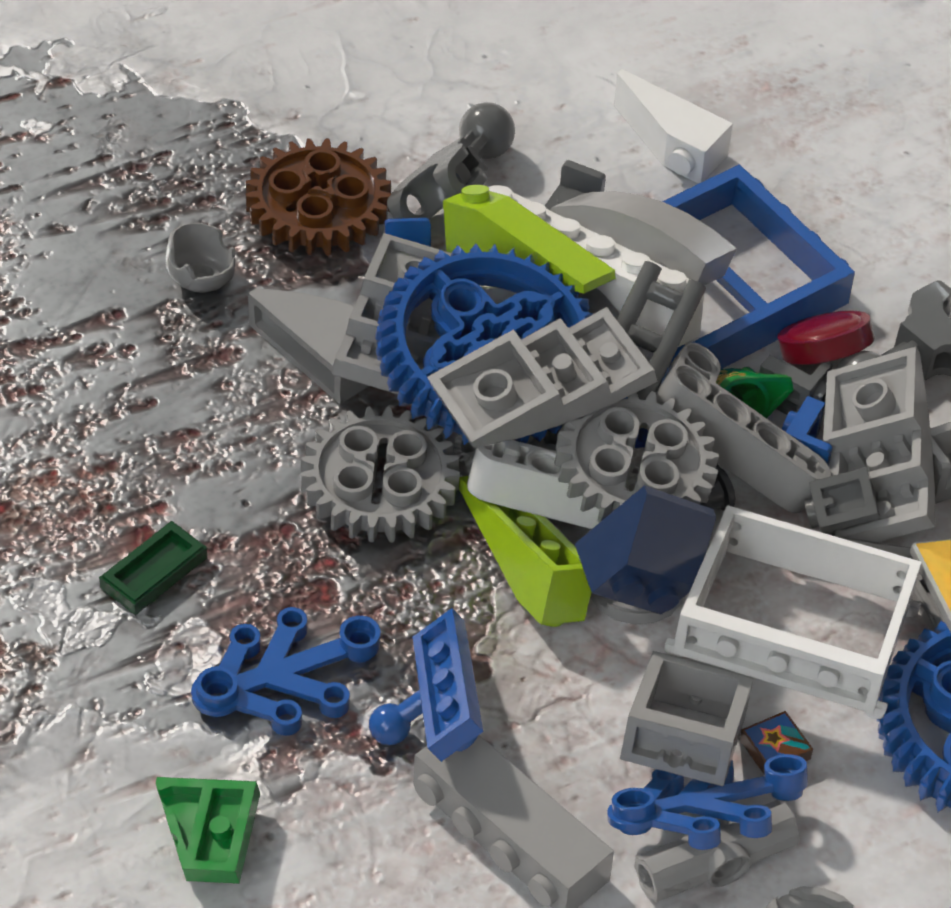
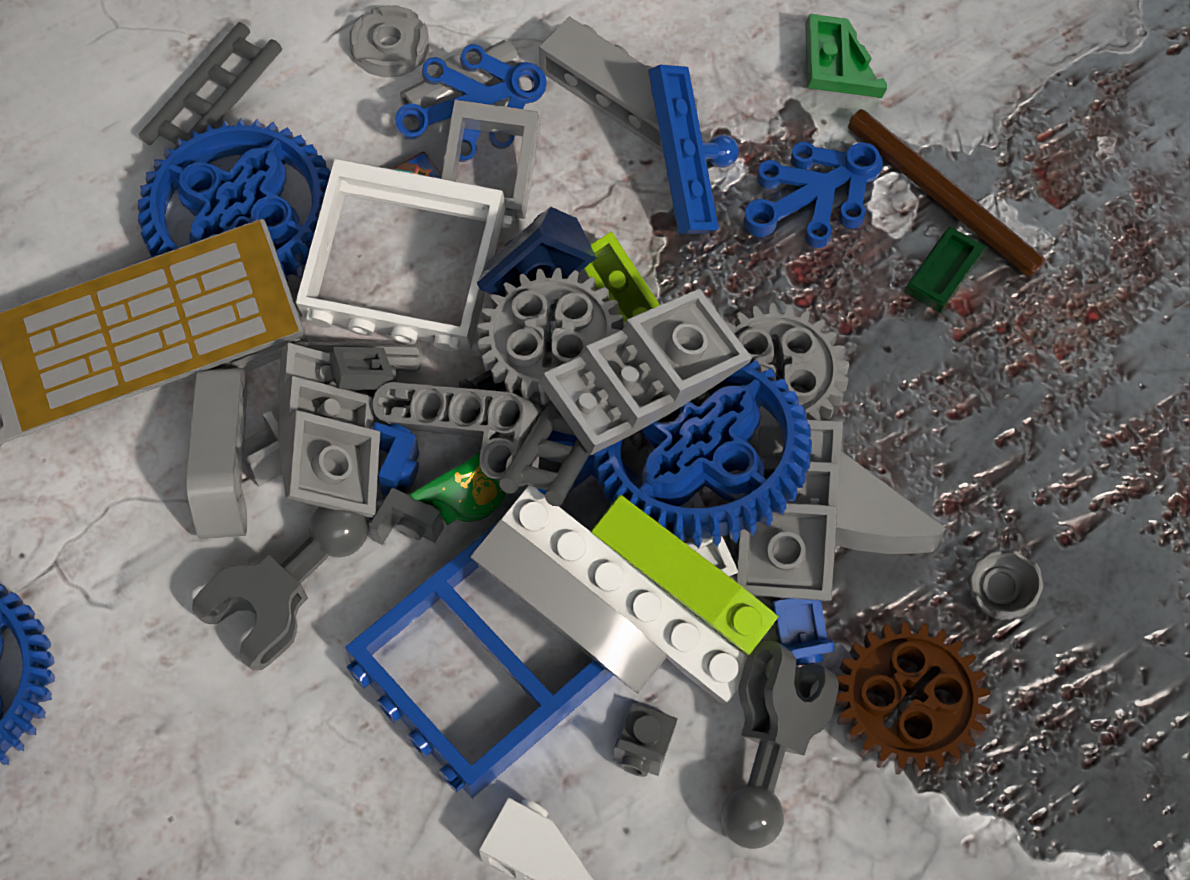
camera: 175 degrees right, 15 degrees up
(127, 652) = (947, 193): none -> reddish brown axle
(826, 337) = (374, 568): dark red piece -> none

